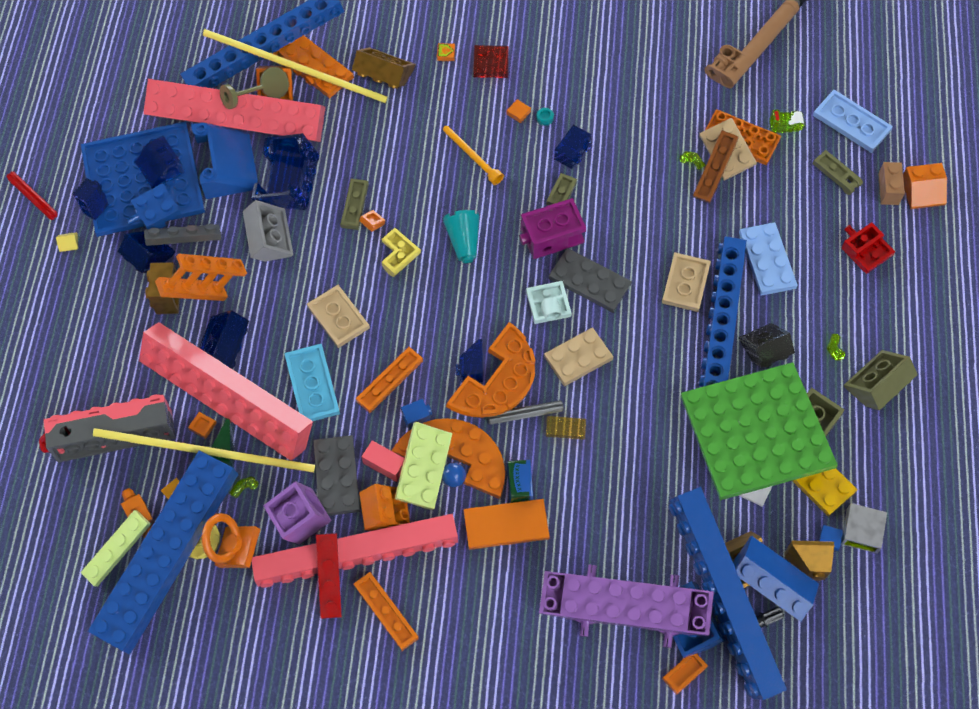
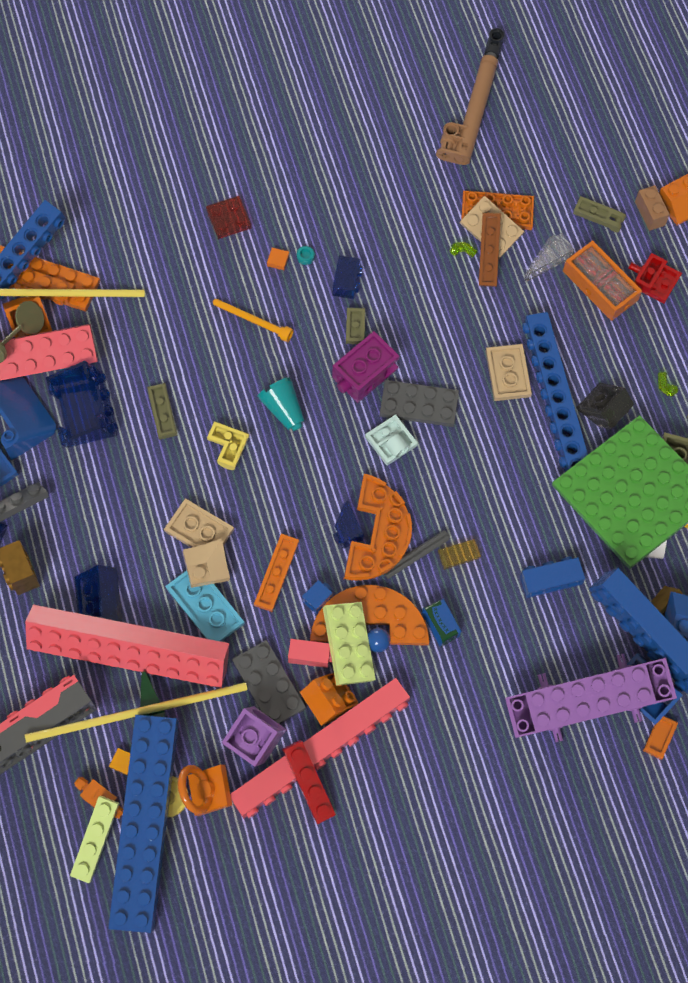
camera: 25 degrees left, 5 degrees up
(200, 289) = (56, 545): orange fence -> none
(202, 425) = (117, 687): orange tile -> none
(242, 484) = (188, 725): clear neon green arm -> none
(267, 232) = (90, 471): light grey slope -> none
(328, 347) = (206, 564): none -> tan plate
(372, 220) = (187, 421): orange tile -> none
(382, 67) = (126, 261): pearl gold slope -> none
(386, 611) = (373, 792): orange plate -> none
(445, 52) = (180, 223): tile -> none
(506, 524) = (446, 667): orange tile -> none
(578, 356) = (440, 482): tan plate -> none
(644, 481) = (552, 577): none -> blue brick
(768, 259) = (571, 321): light blue plate -> none
(776, 191) = (552, 254): none -> clear slope
(786, 121) = (533, 180): clear neon green leg -> none
(812, 231) = (602, 280): none -> brick
(852, 121) = (592, 158): light blue plate -> none

